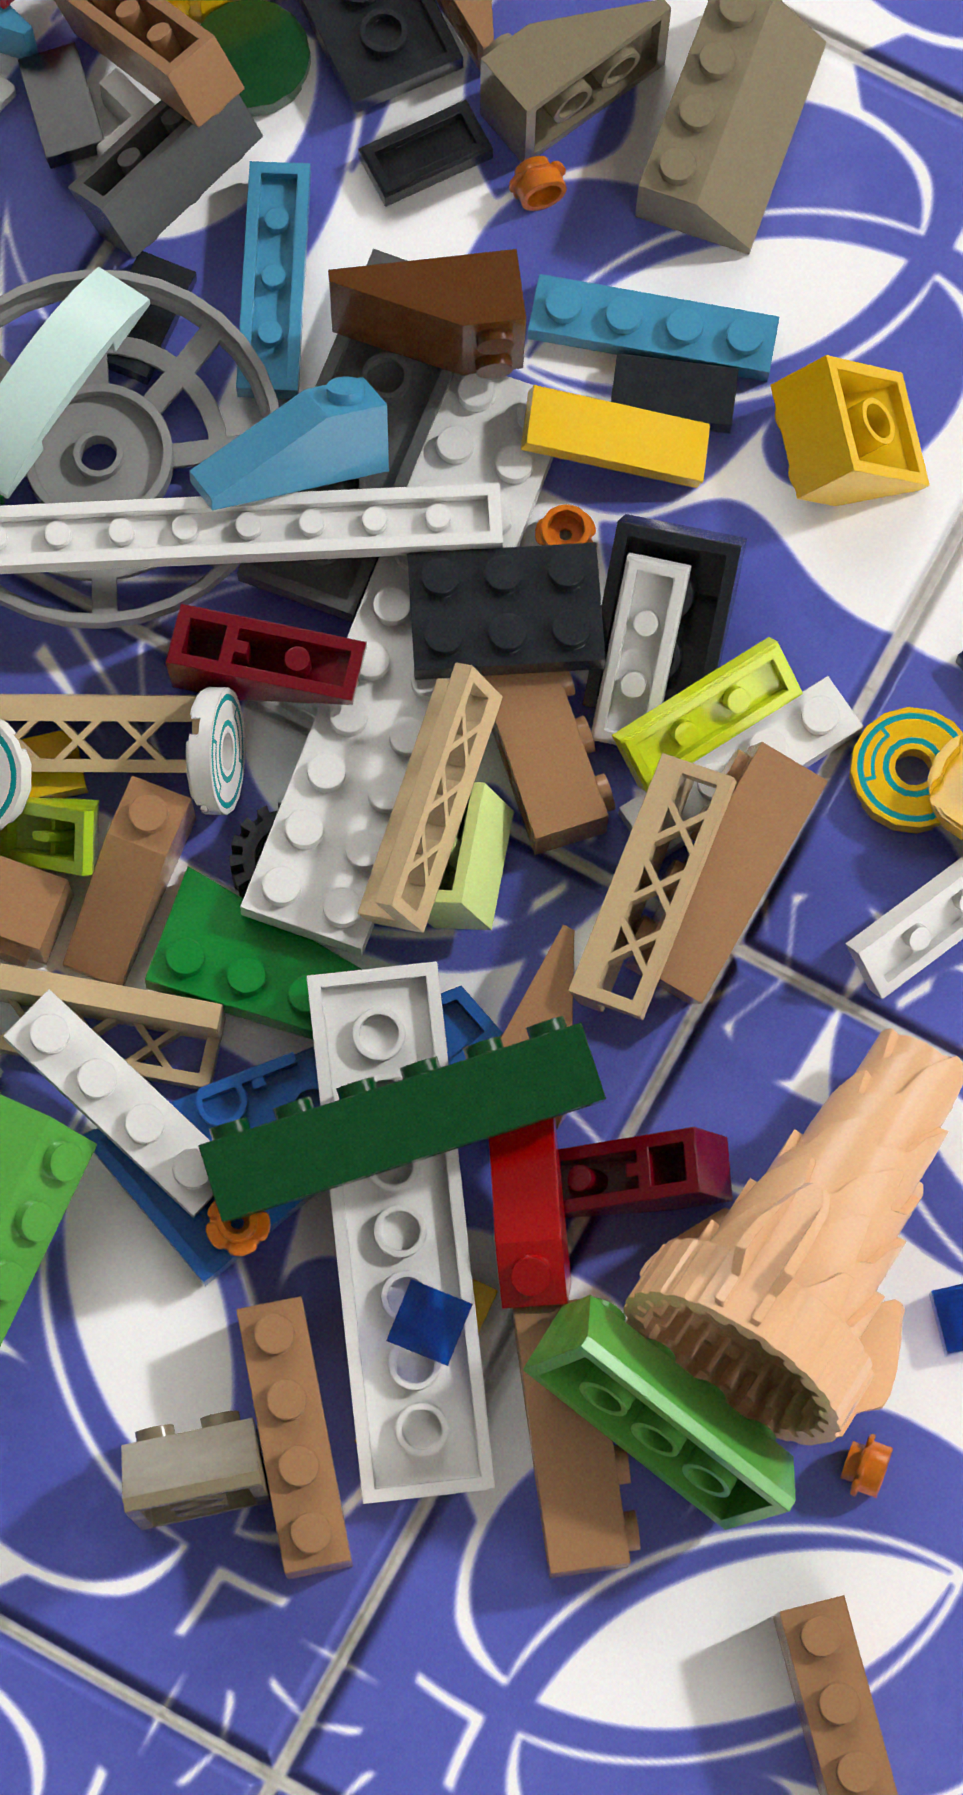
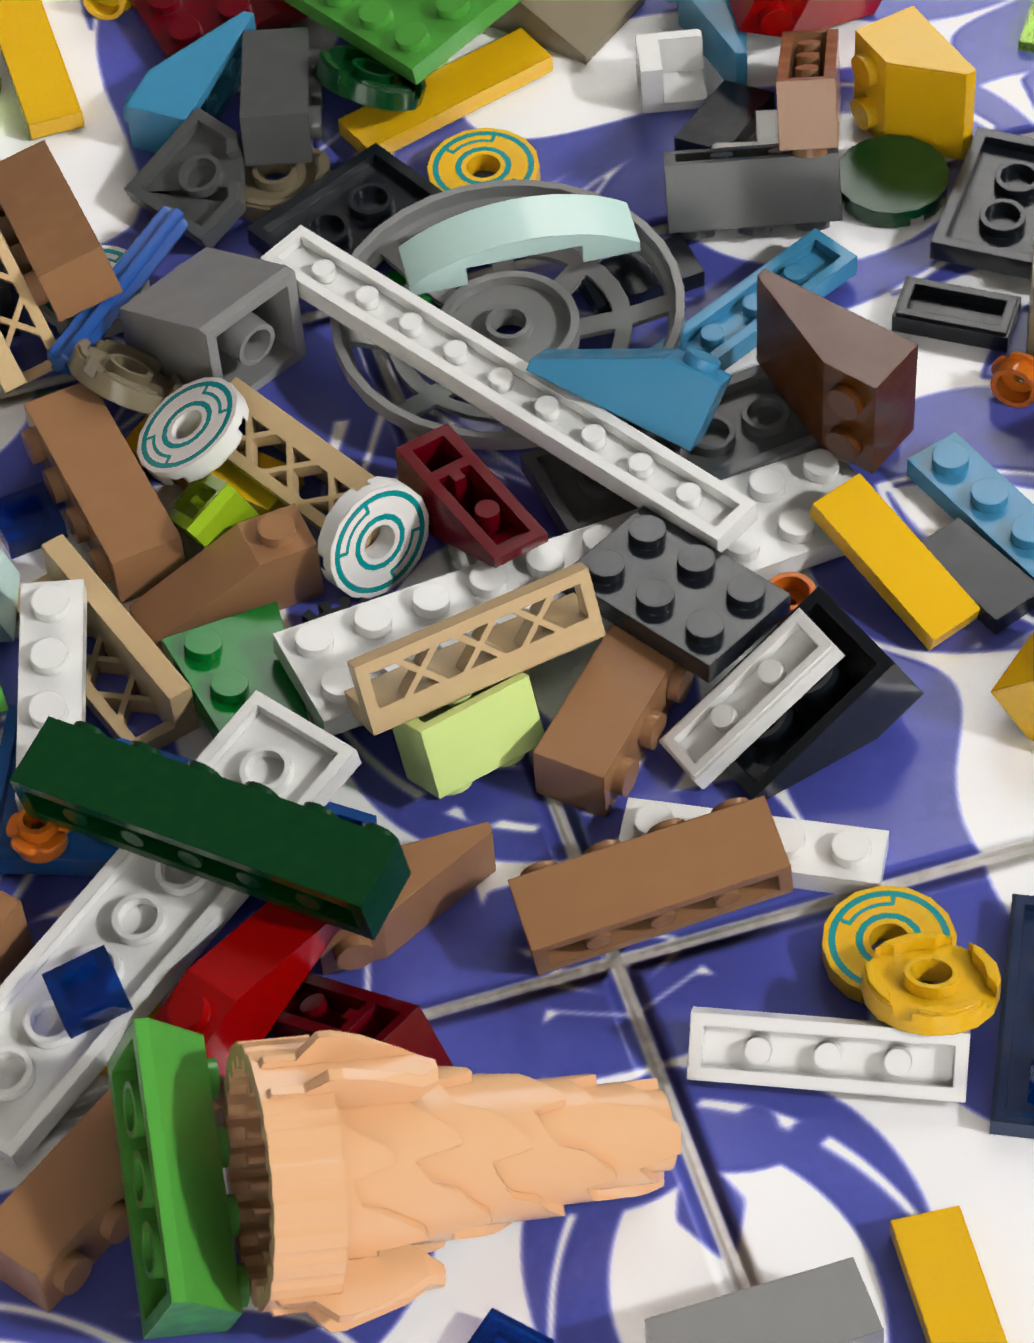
camera: 50 degrees right, 25 degrees down
(638, 881) = (574, 833): tan fence -> none
(709, 711) = (792, 782): neon yellow tile -> none

